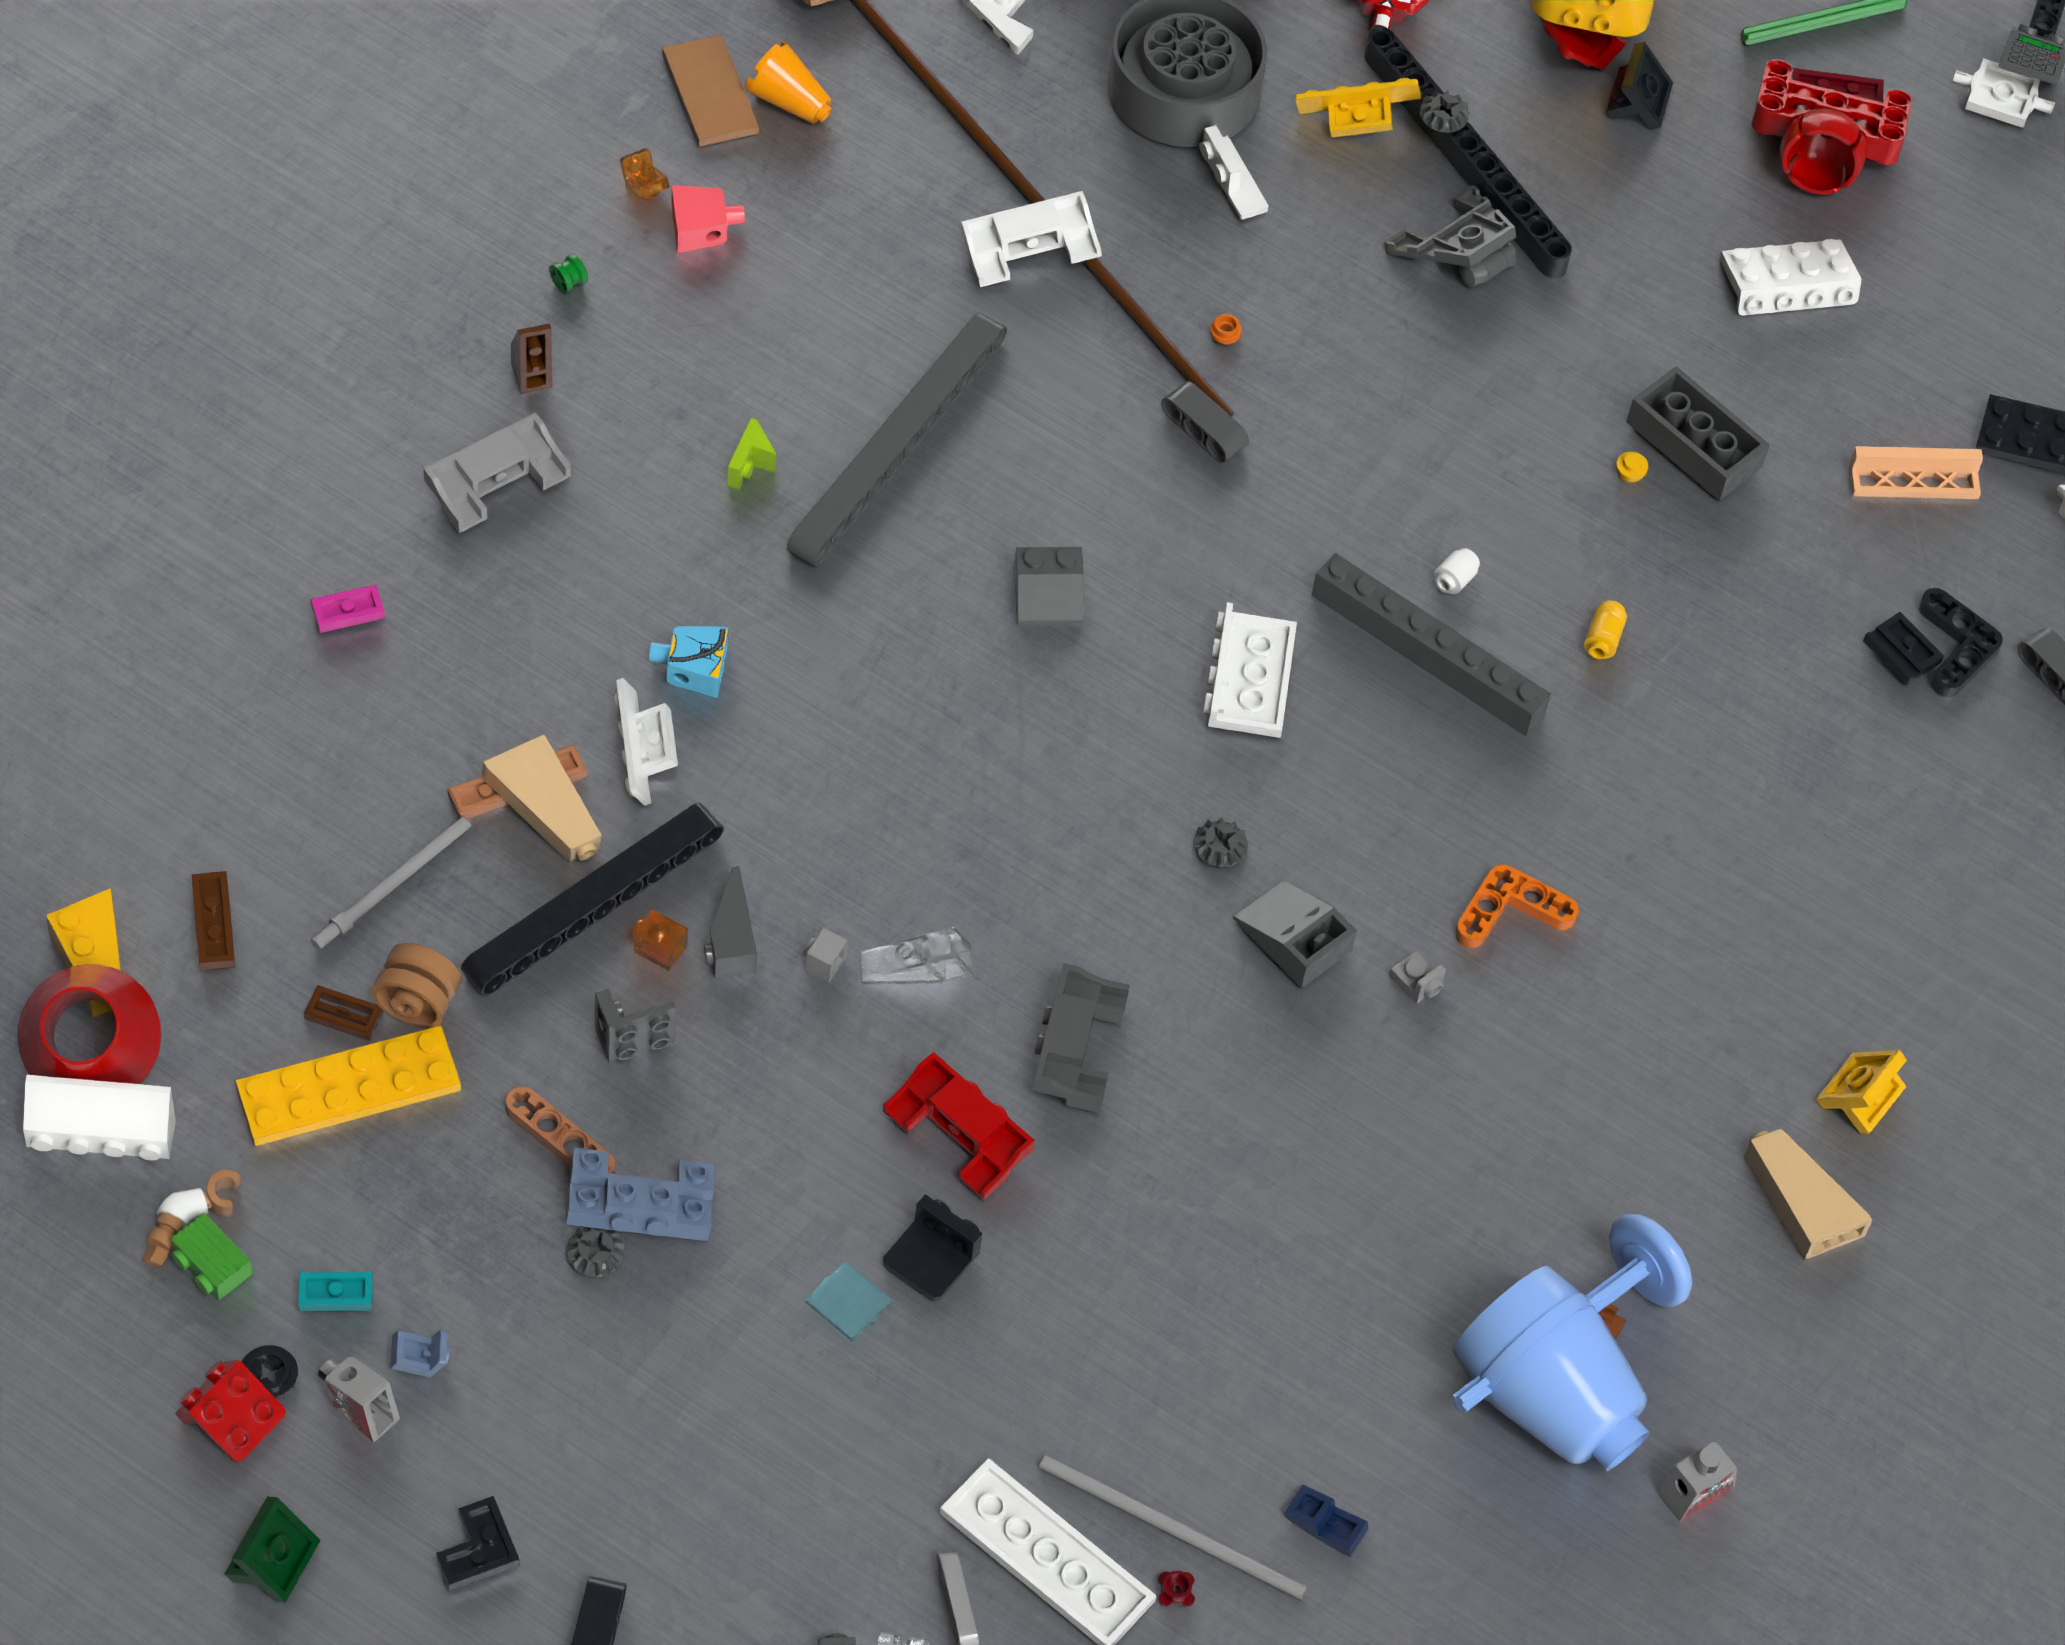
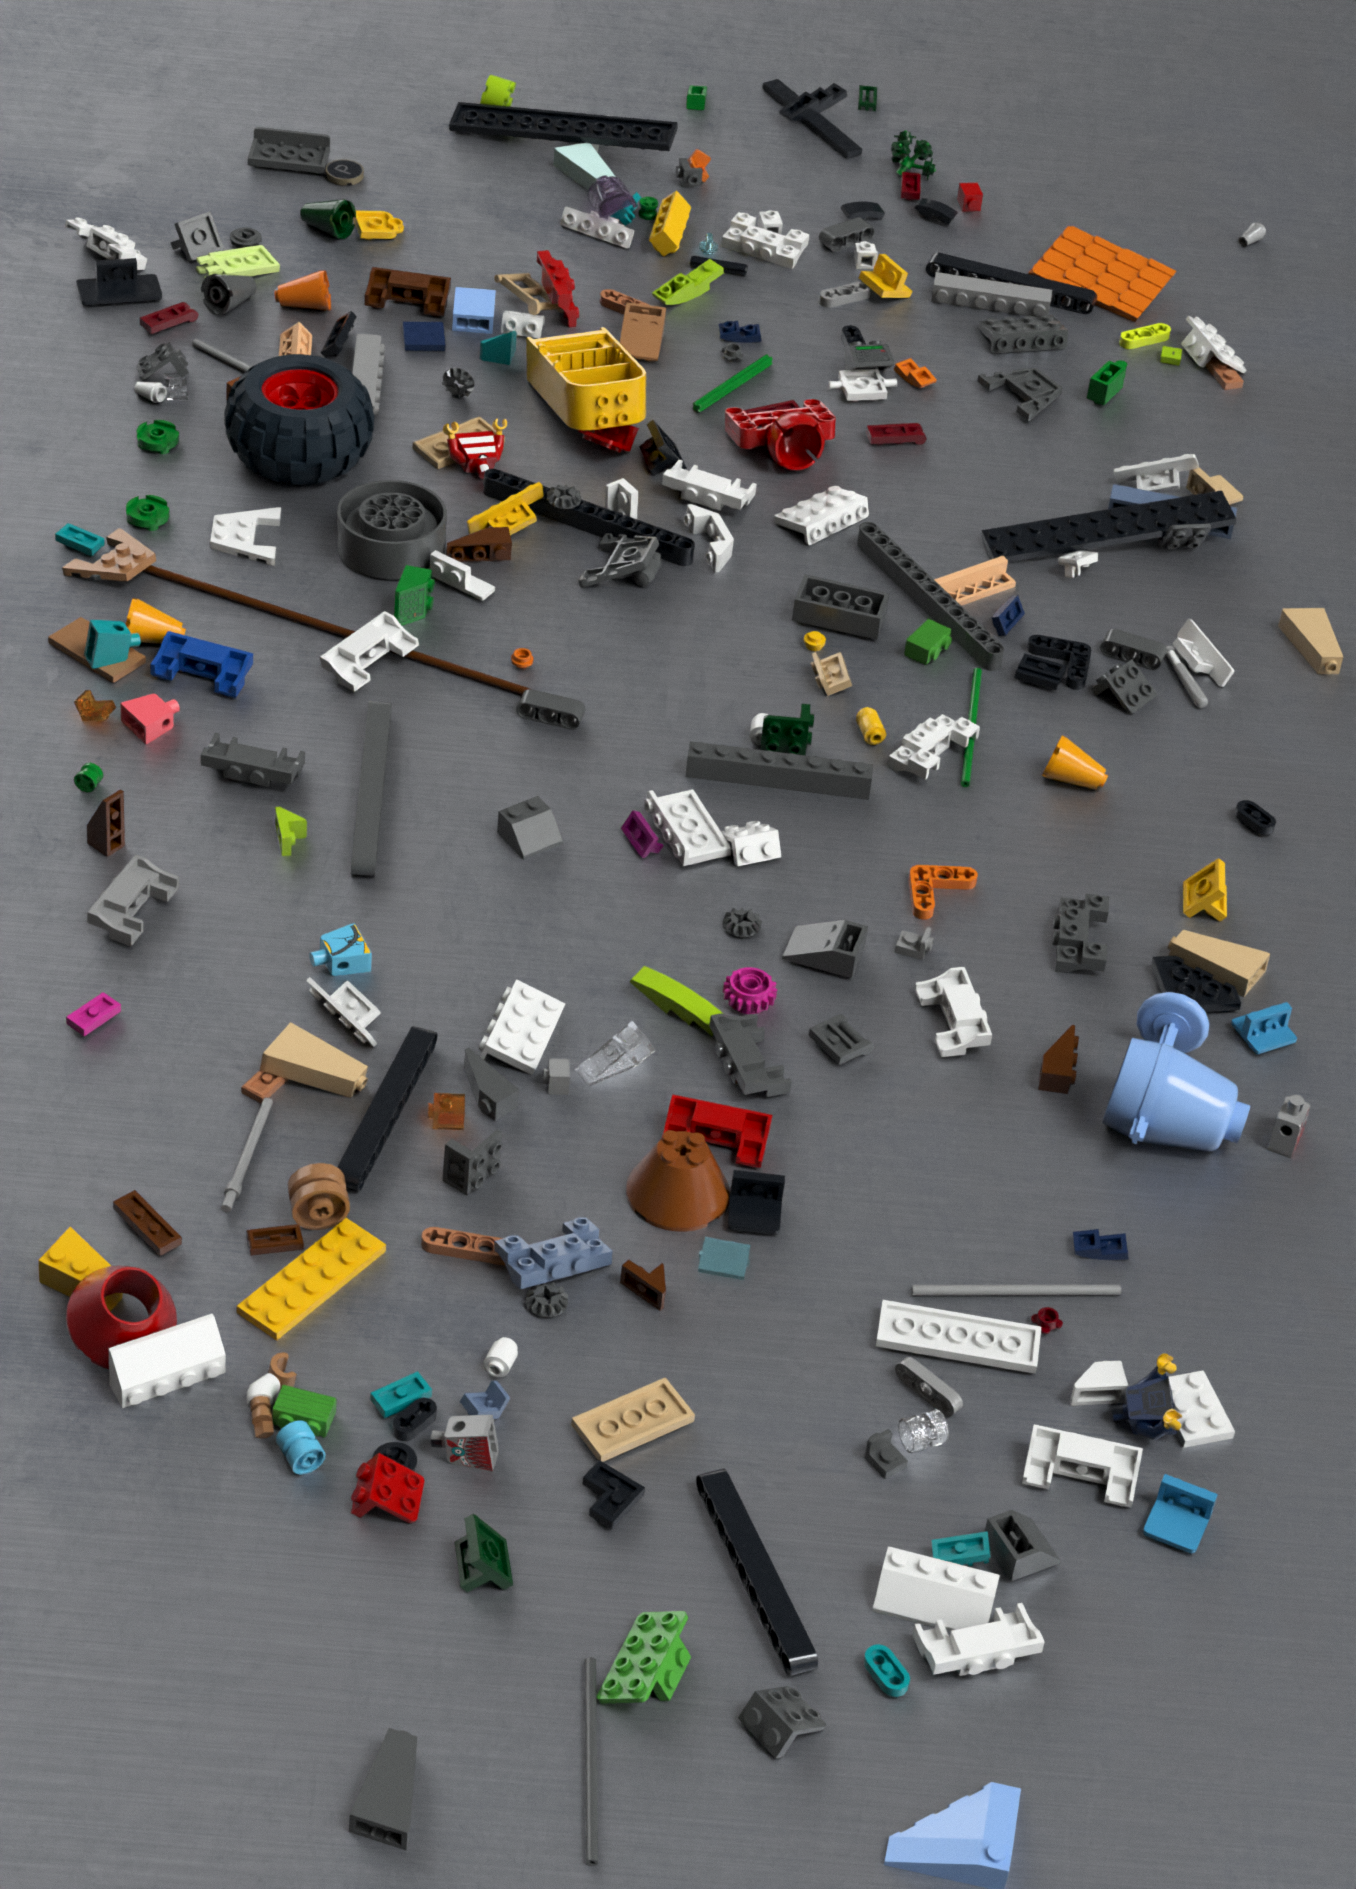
camera: 30 degrees left, 15 degrees down
(171, 1303) = (300, 1447): none -> medium azure wheel
(330, 1330) = (417, 1421): none -> black beam
(482, 1301) = (500, 1357): none -> white brick
(574, 1462) = (632, 1419): none -> tan plate
(716, 92) = (109, 642): none -> teal torso
(726, 1294) = (646, 1285): none -> reddish brown slope
(772, 341) = (251, 763): none -> dark grey bracket
(821, 162) = (203, 658): none -> blue bracket
(833, 865) = (521, 1027): none -> white bracket
(859, 1179) = (678, 1184): none -> dark orange cone
(1050, 913) = (675, 996): none -> lime slope
(1141, 180) = (413, 595): none -> green slope
(1151, 963) = (749, 990): none -> dark pink gear
(1181, 659) = (641, 834): none -> magenta plate
(1207, 1072) = (836, 1043): none -> dark grey plate
(1294, 137) = (483, 545): none -> reddish brown slope
(1316, 732) = (753, 842): none -> white bracket
(1395, 1118) = (961, 1009): none -> white bracket
(1465, 1240) = (1057, 1064): none -> reddish brown slope
(1477, 601) = (788, 733): none -> dark green bracket
(1518, 148) = (622, 498): none -> white bracket
(1612, 526) = (831, 673): none -> tan bracket
(1615, 221) = (702, 521): none -> white slope
(1638, 1058) = (1072, 933): none -> dark grey bracket
(1657, 174) = (707, 488): none -> white bracket
(1663, 689) = (928, 741): none -> white bracket
(1737, 1215) = (1194, 983): none -> black plate
(1745, 690) = (972, 717): none -> green piece
(1781, 536) = (927, 642): none -> bright green brick
(1787, 1323) = (1266, 1028): none -> dark azure bracket
(1829, 814) = (1074, 766): none -> light orange cone
(1839, 467) = (930, 596): none -> dark grey beam
(1924, 543) = (1008, 615): none -> dark blue plate
(1991, 190) = (896, 433): none -> dark red plate
(2005, 725) = (1127, 685): none -> dark grey bracket
(2030, 1005) = (1255, 817): none -> black plate

